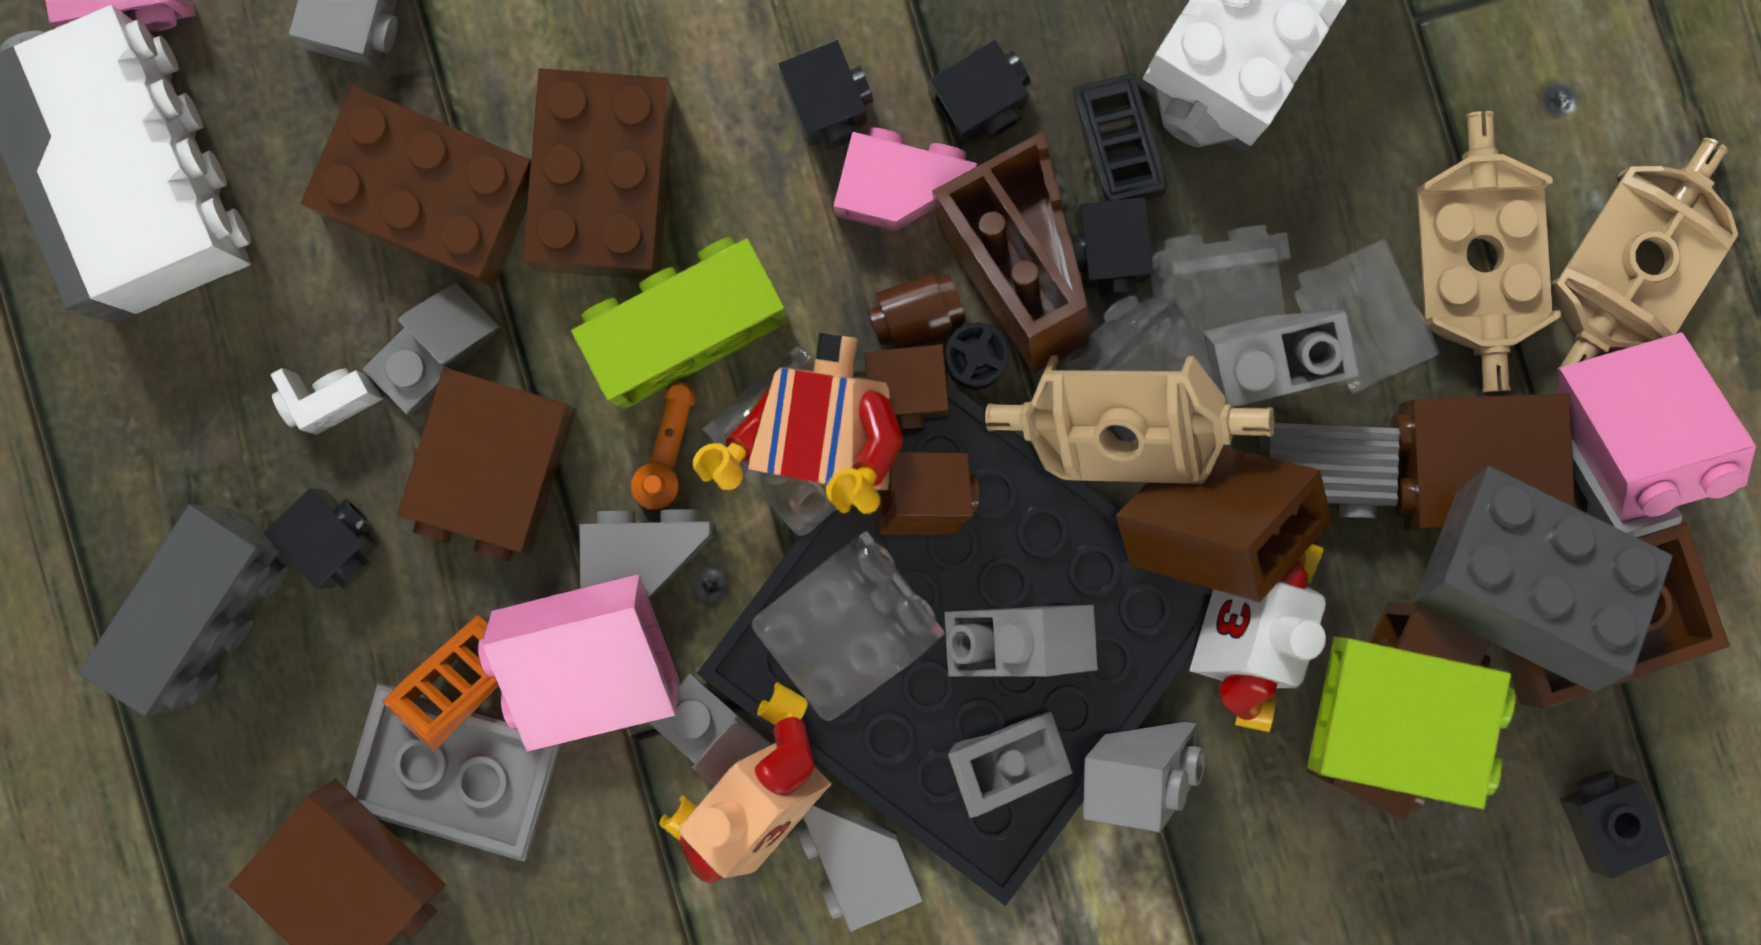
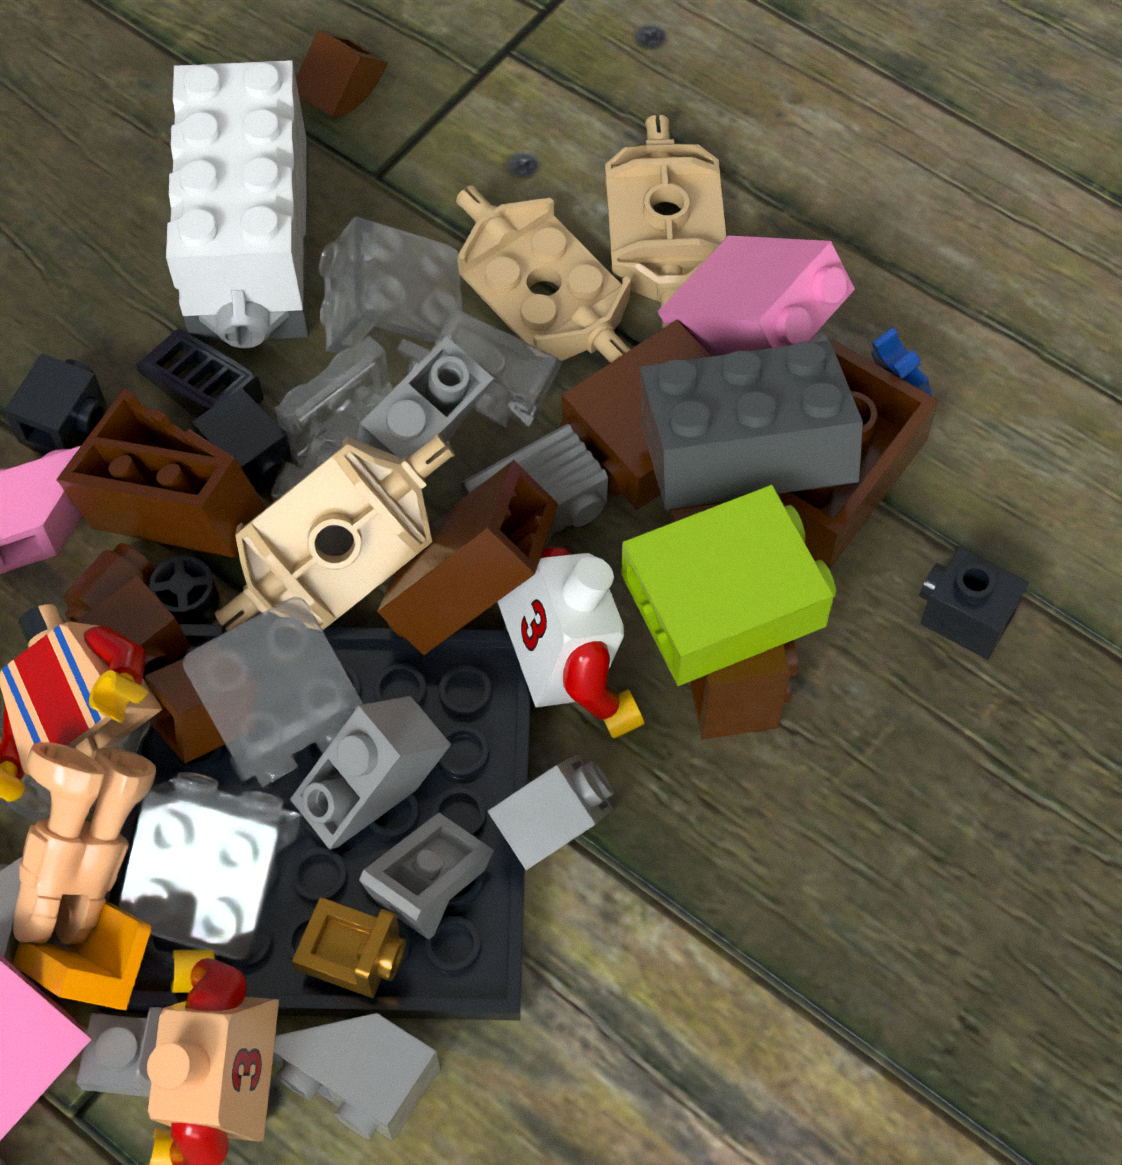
camera: 35 degrees left, 25 degrees down
(713, 649) = (94, 971): none -> light orange panel
(754, 561) = (71, 860): none -> light nougat piece
(911, 778) = (350, 947): none -> pearl gold bracket
(986, 538) = (272, 689): none -> clear bracket
(1343, 164) = (386, 282): none -> clear bracket
(1725, 575) = (894, 358): none -> blue plate

